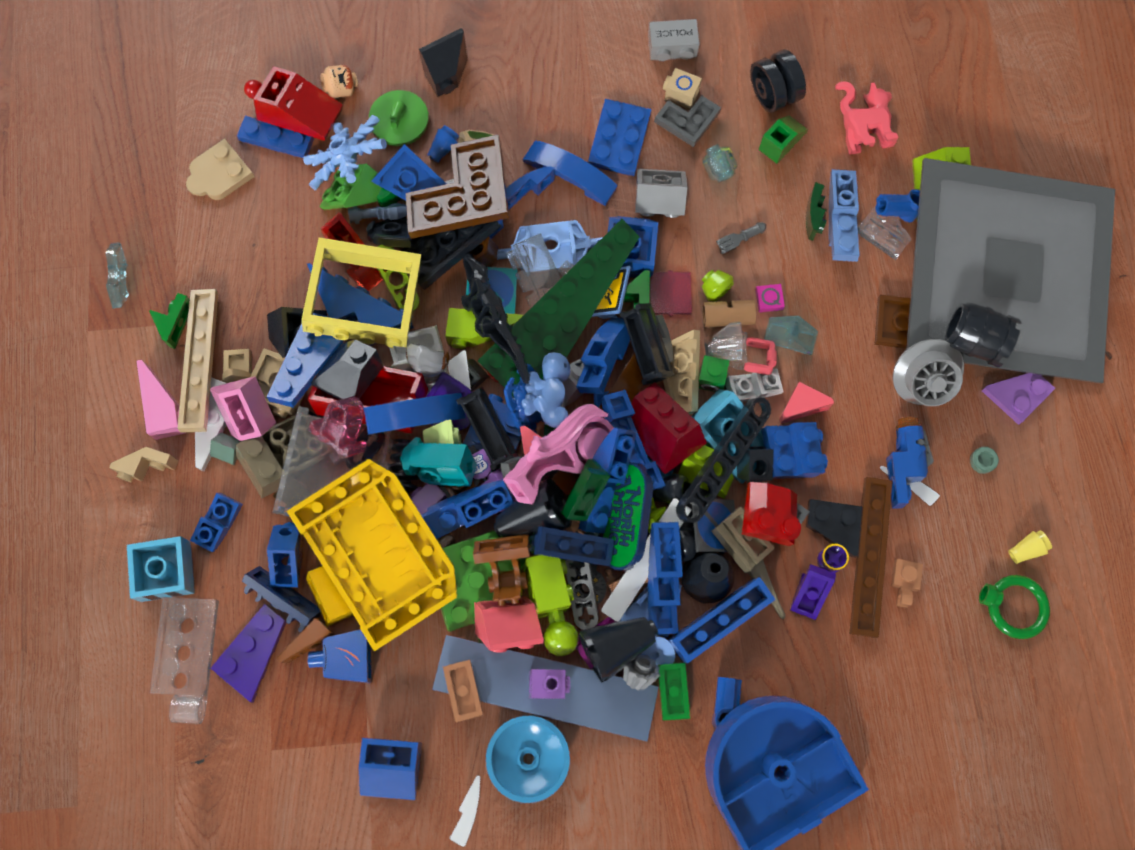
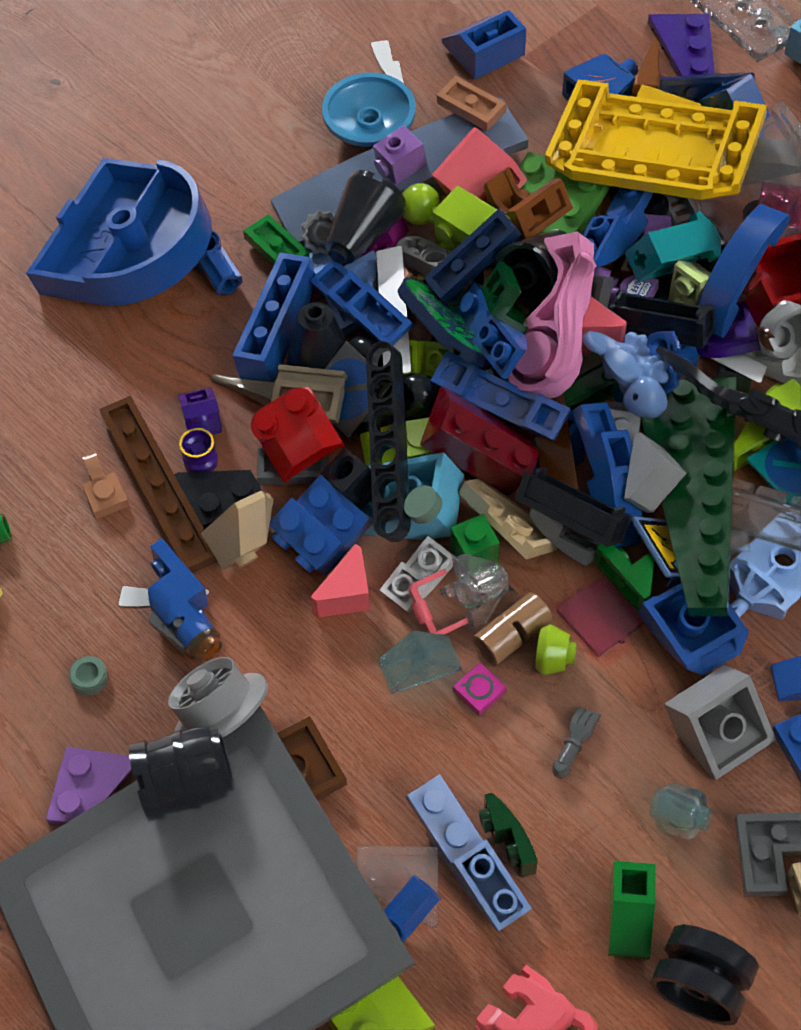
camera: 145 degrees right, 15 degrees down
(584, 330) = (650, 474): none -> light grey slope
(736, 400) = (423, 504): none -> sand green tile
(843, 478) = (240, 531): none -> tan slope

